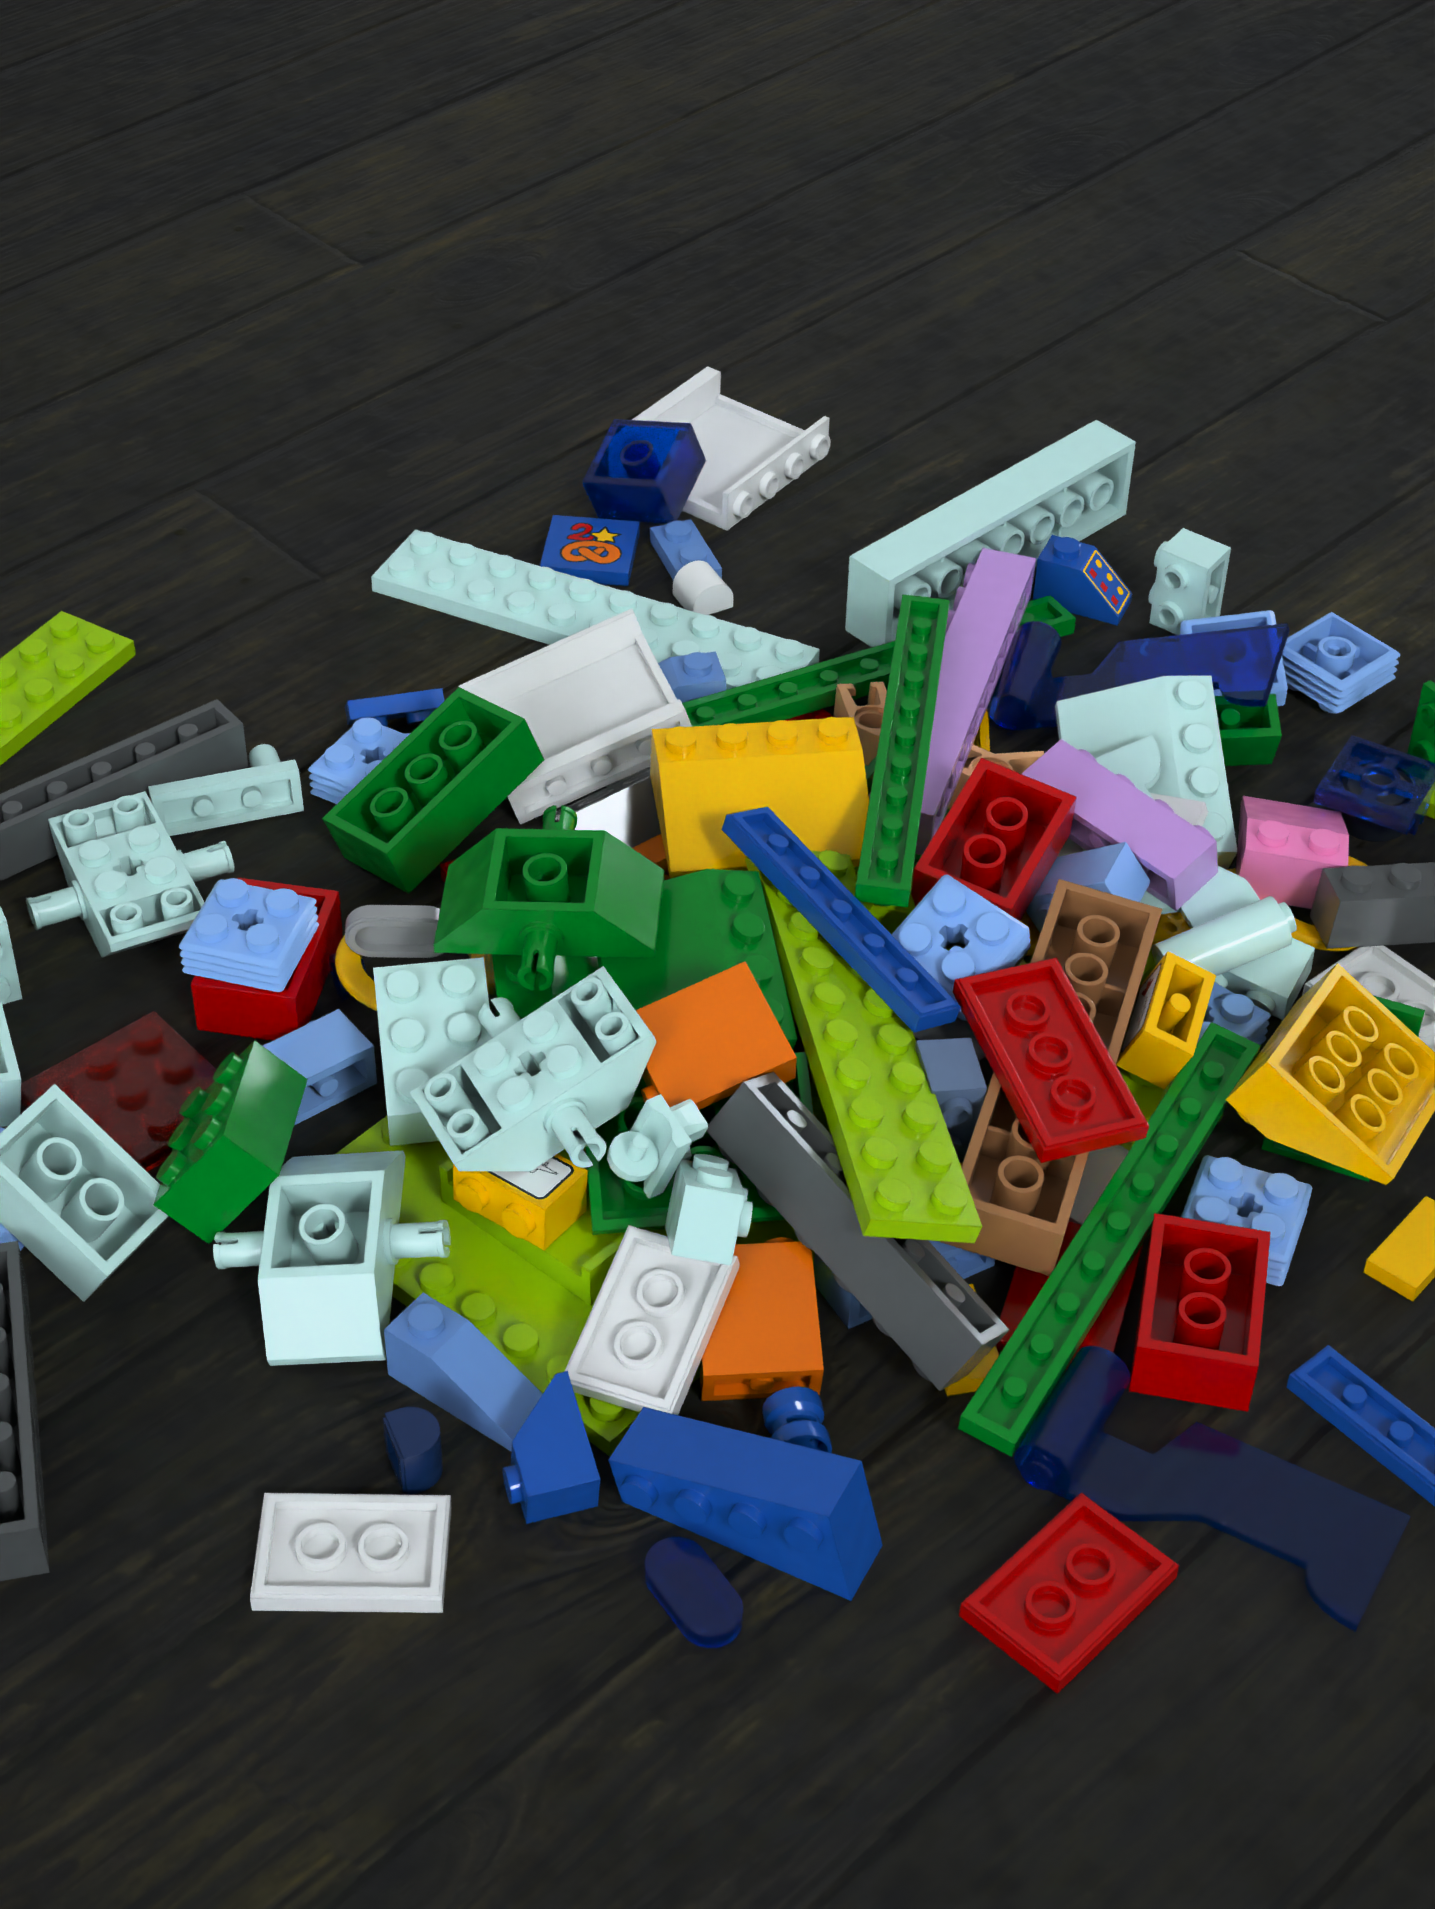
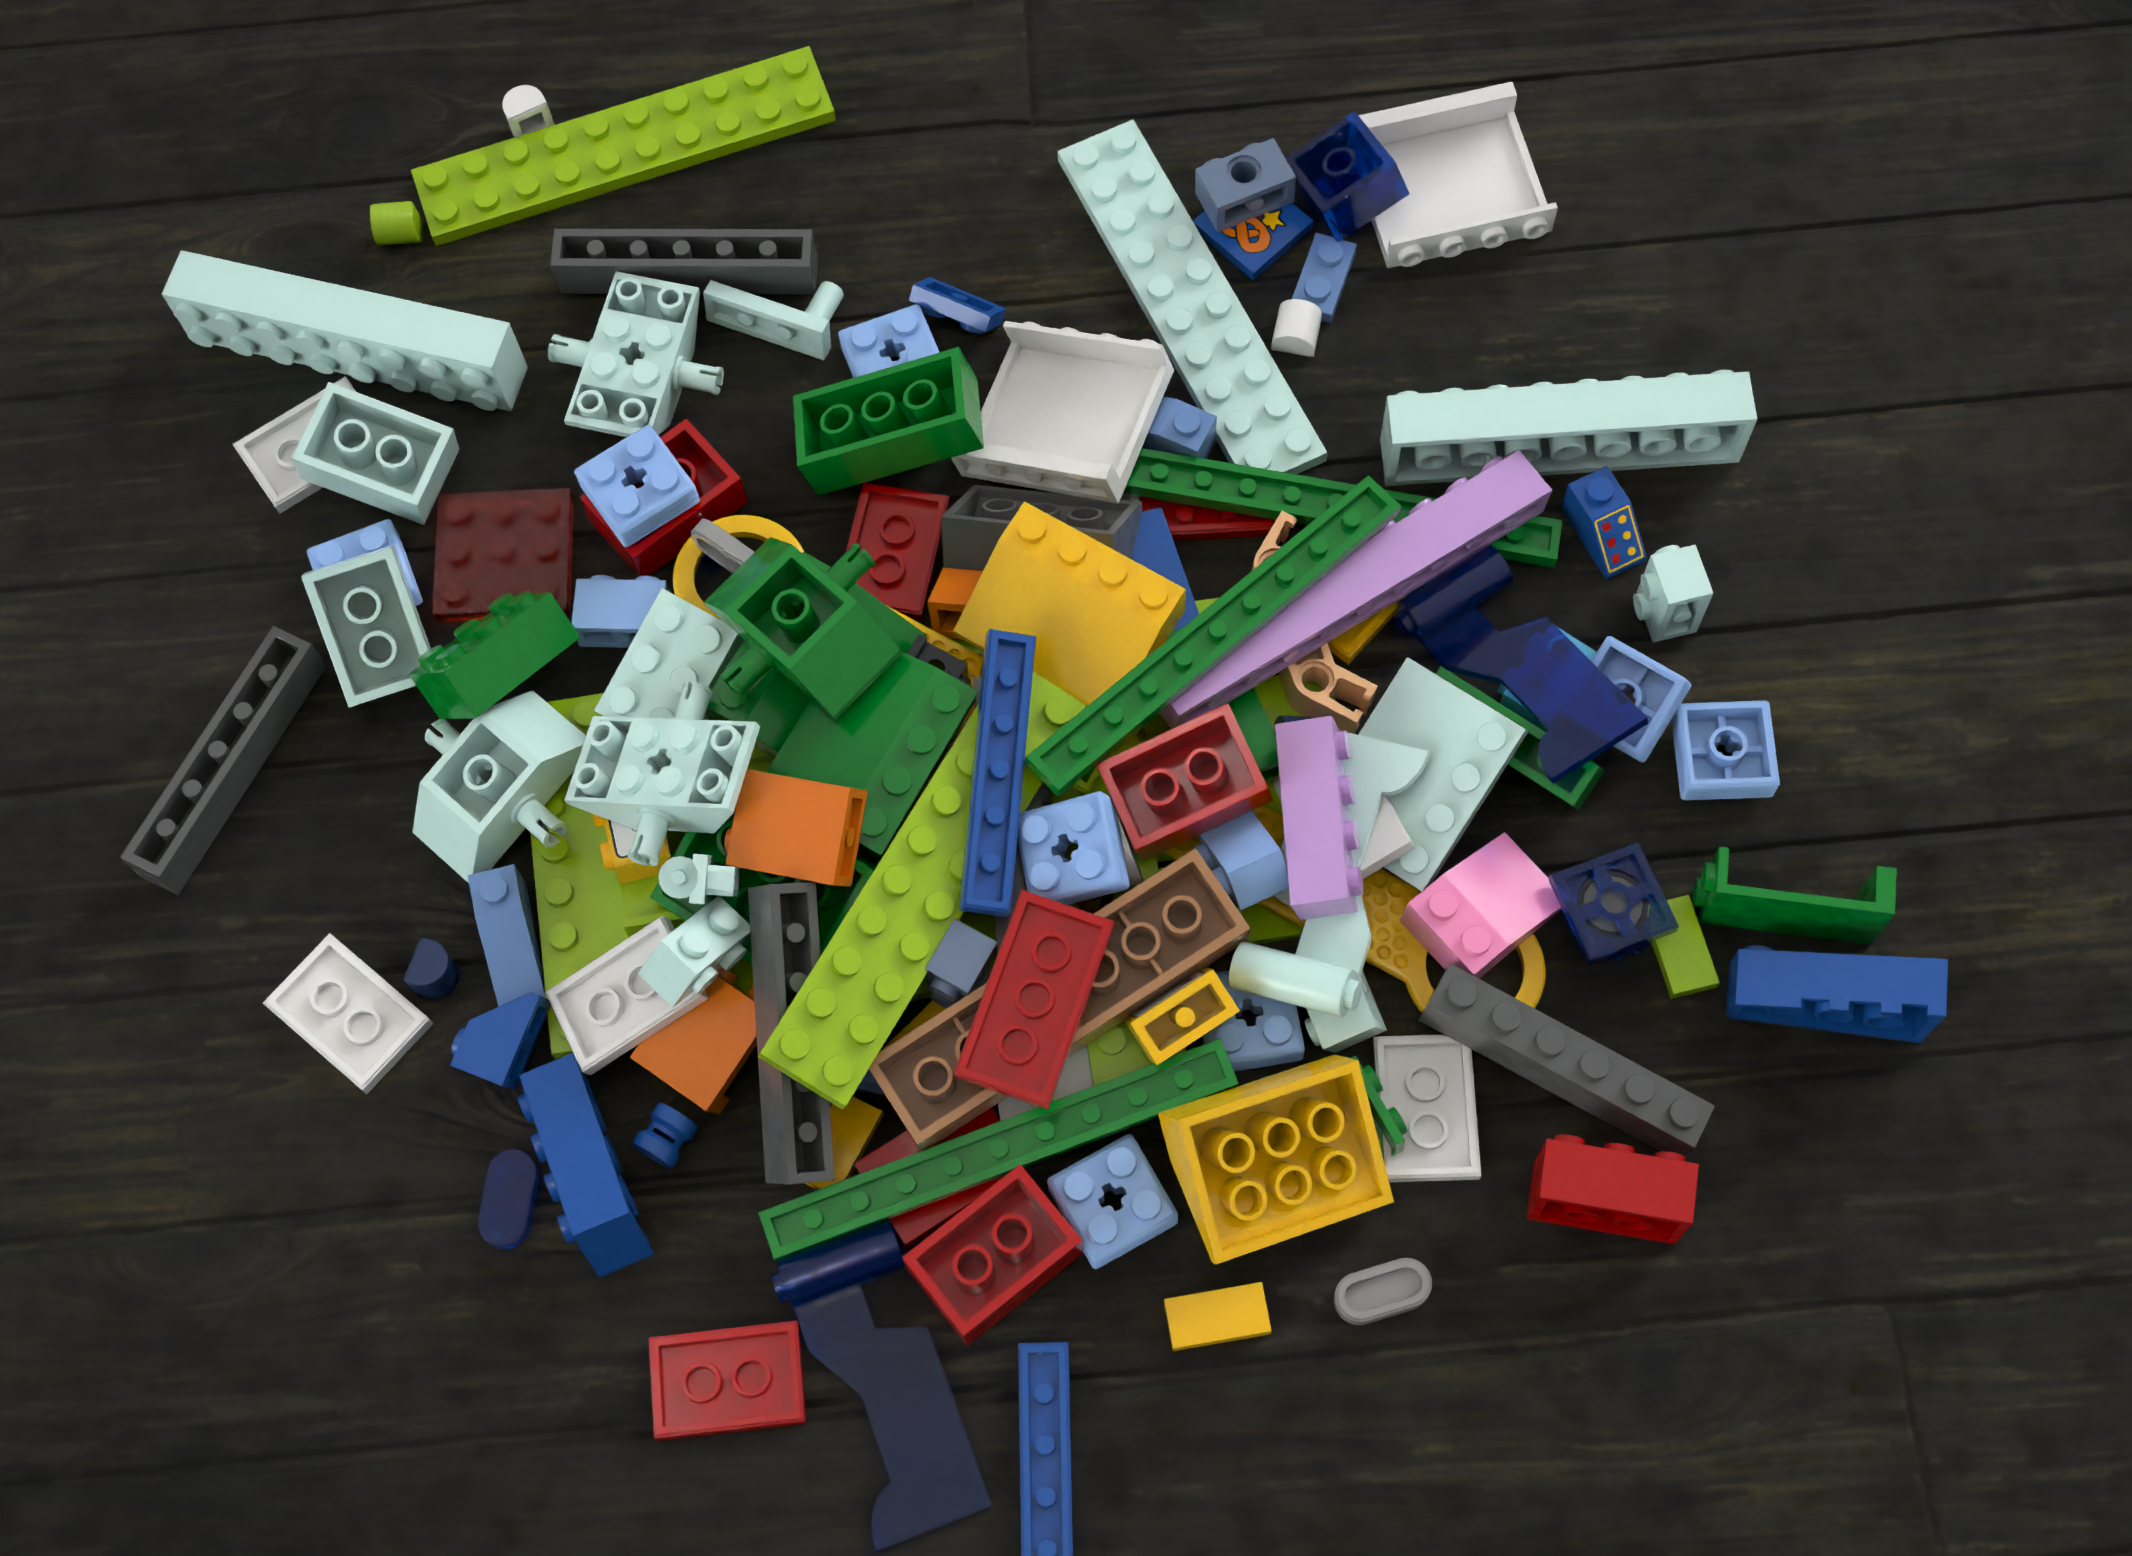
camera: 45 degrees right, 25 degrees up
(564, 515) = (1231, 202): none -> sand blue brick

